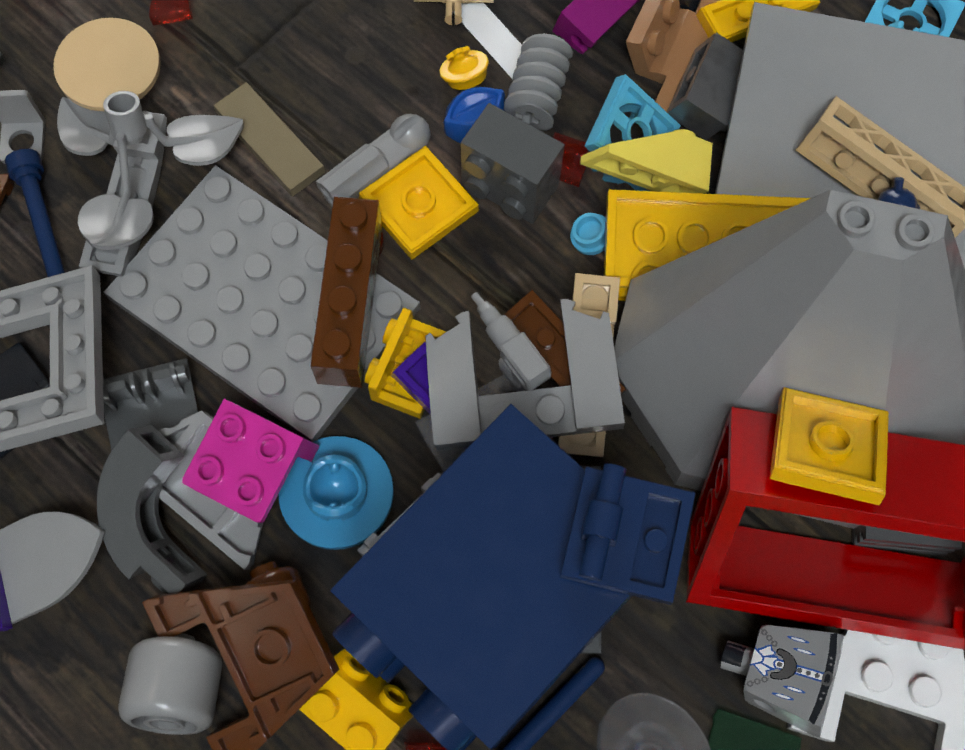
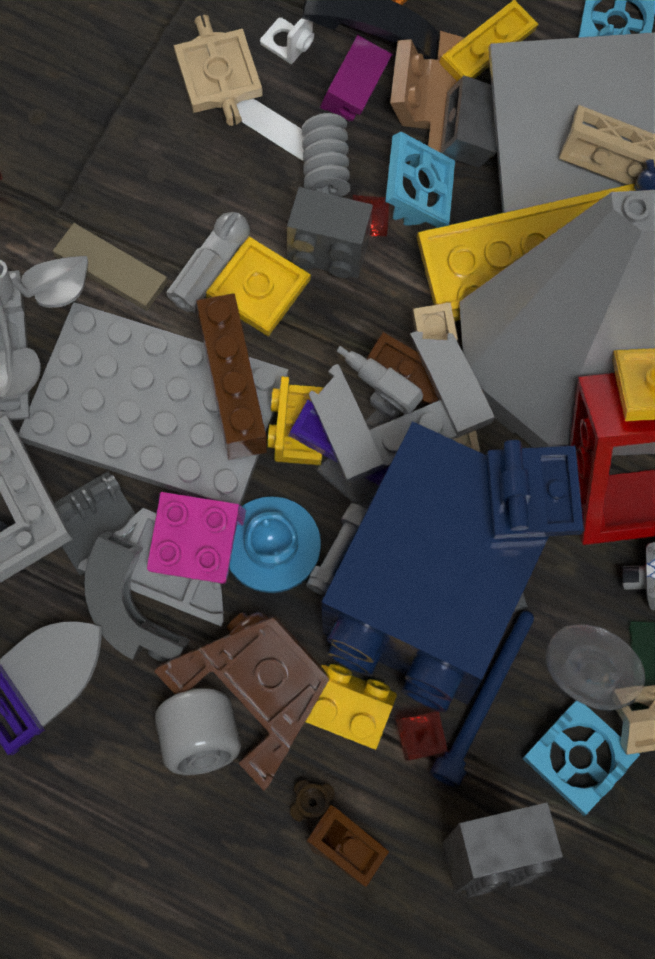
camera: 20 degrees left, 0 degrees up
(464, 68) = (258, 161): yellow hat -> none
(466, 109) = (276, 198): blue hat -> none
(589, 233) = (410, 273): medium azure plate -> none
(657, 162) = (453, 199): light yellow slope -> none

